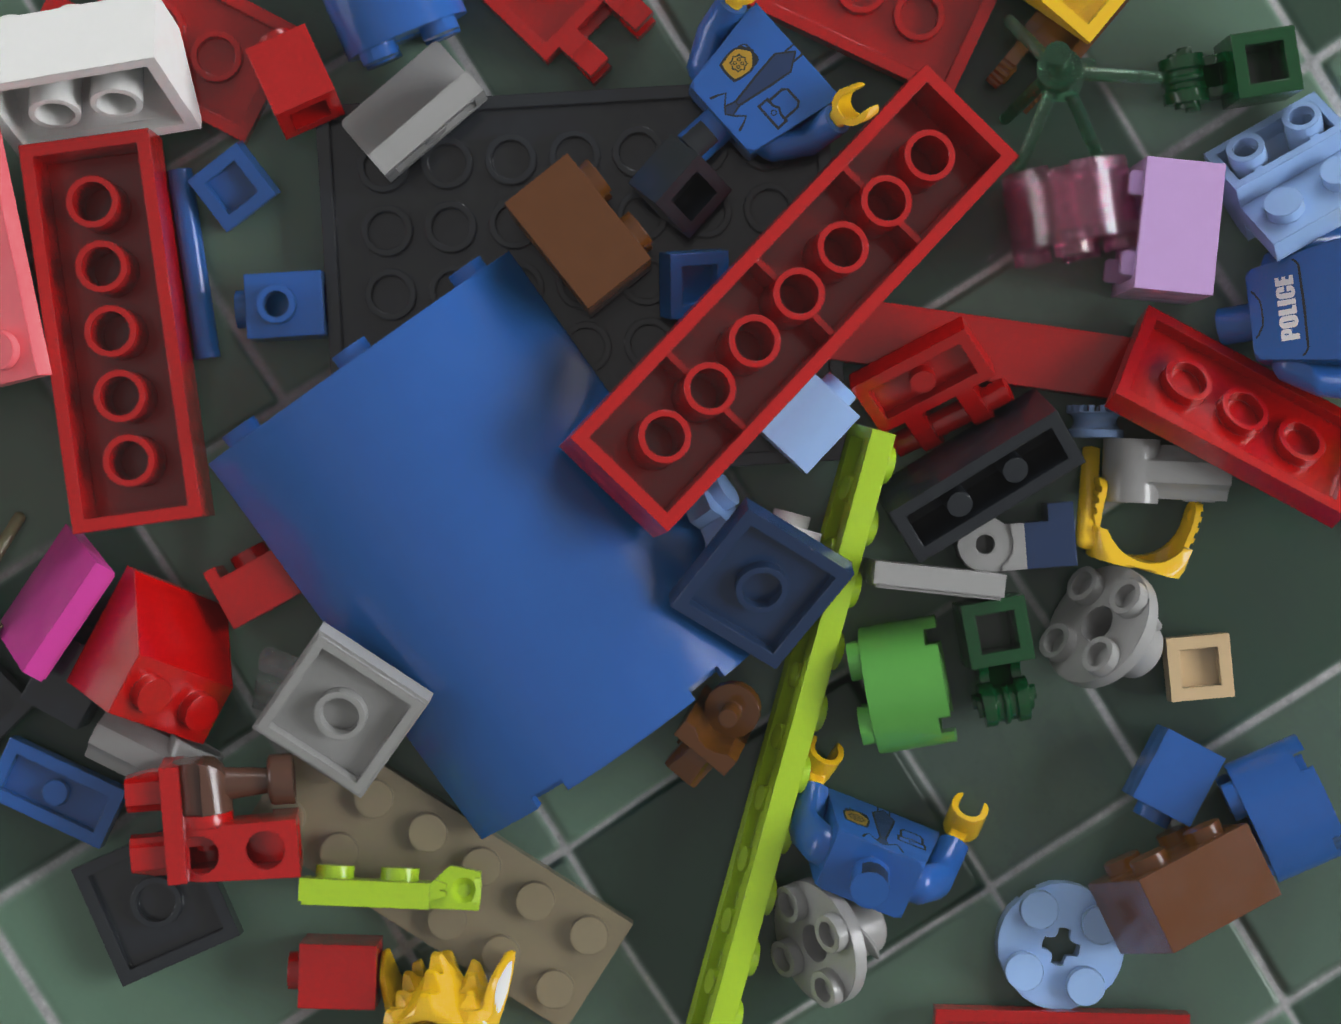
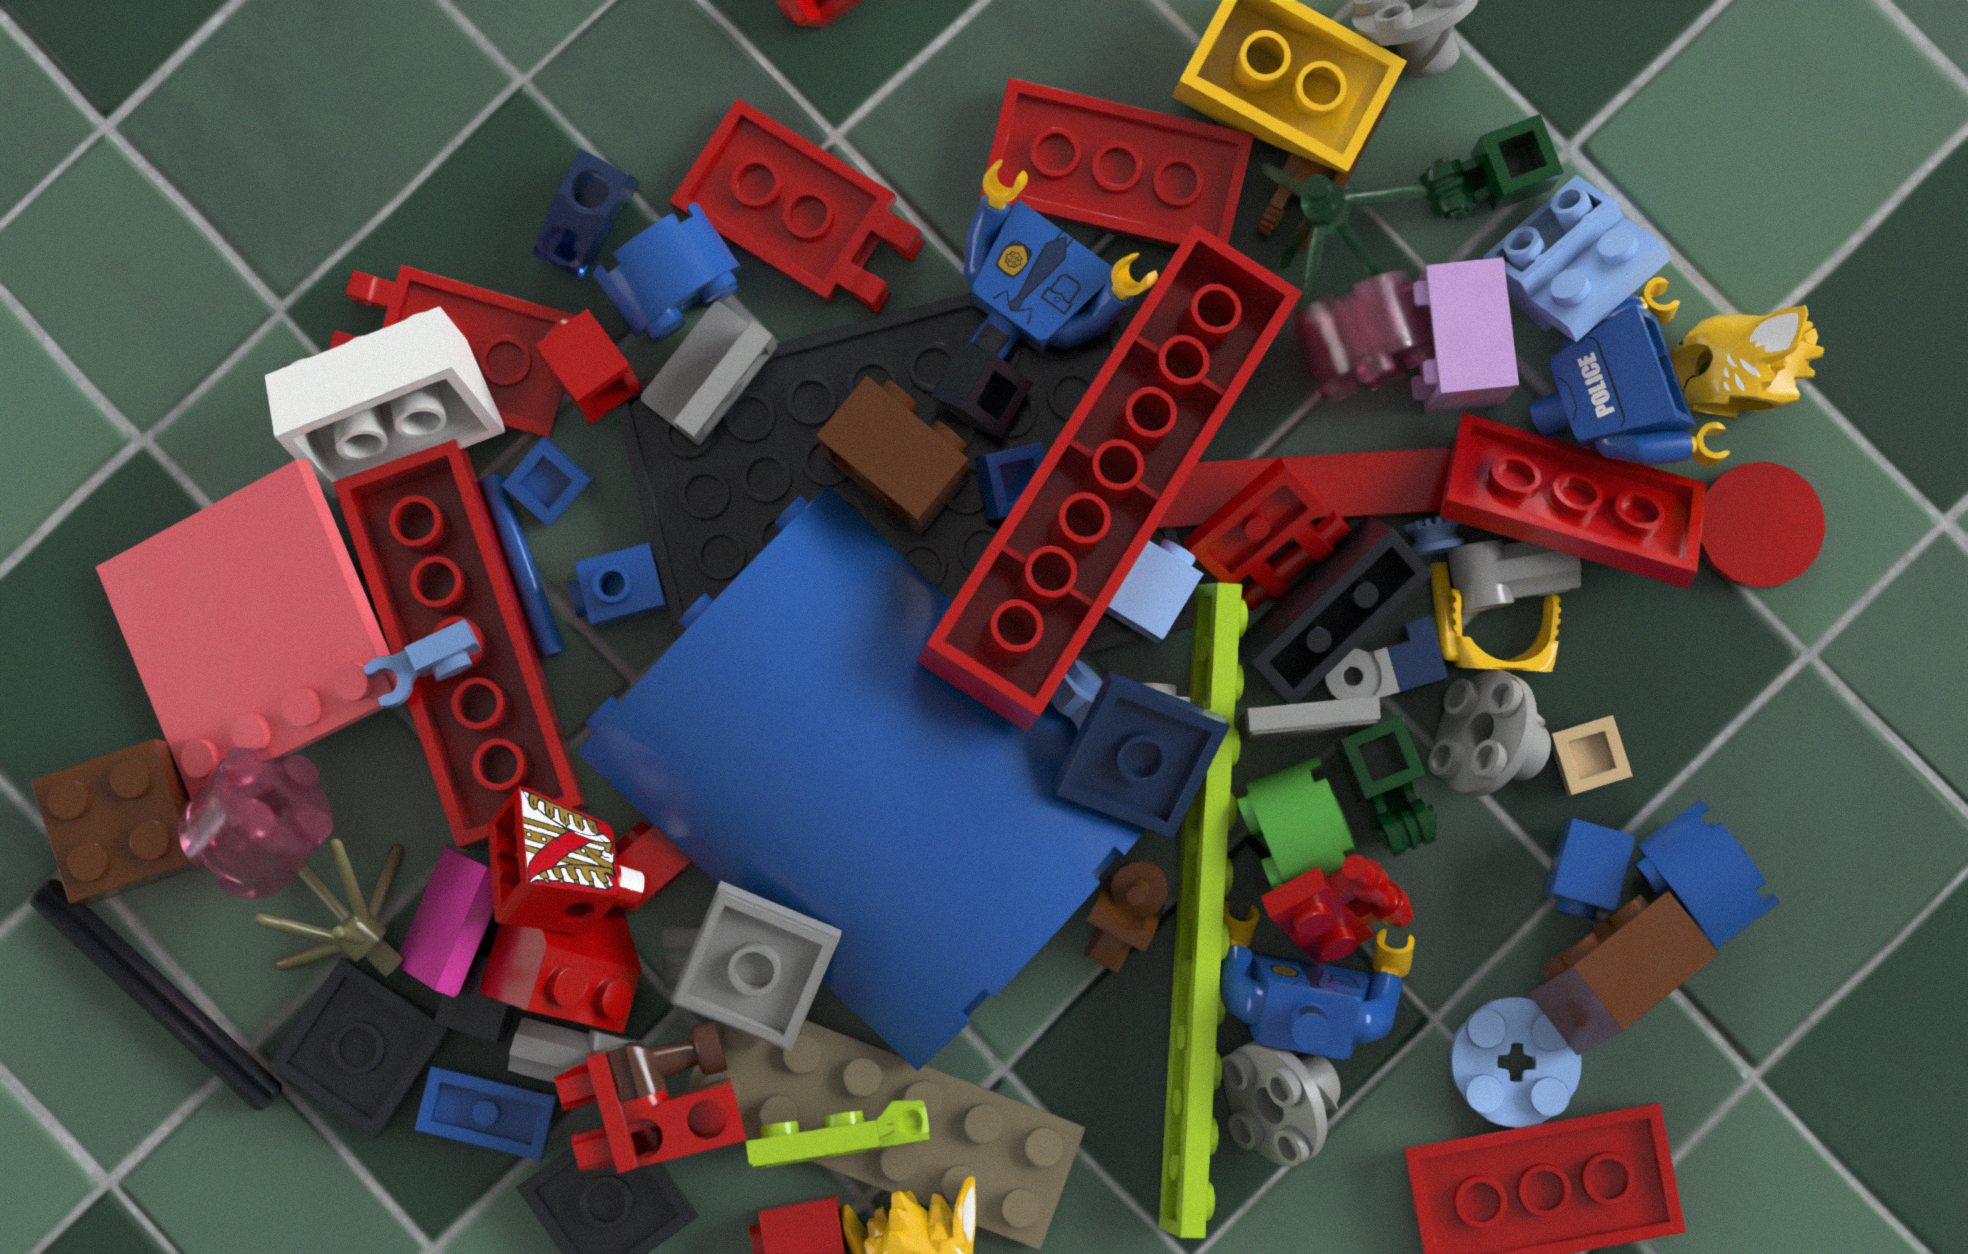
camera: 10 degrees left, 5 degrees down
(91, 342) = (439, 653): none -> medium blue plate
(163, 575) = (555, 866): none -> torso
(916, 771) = (1336, 911): none -> red plate

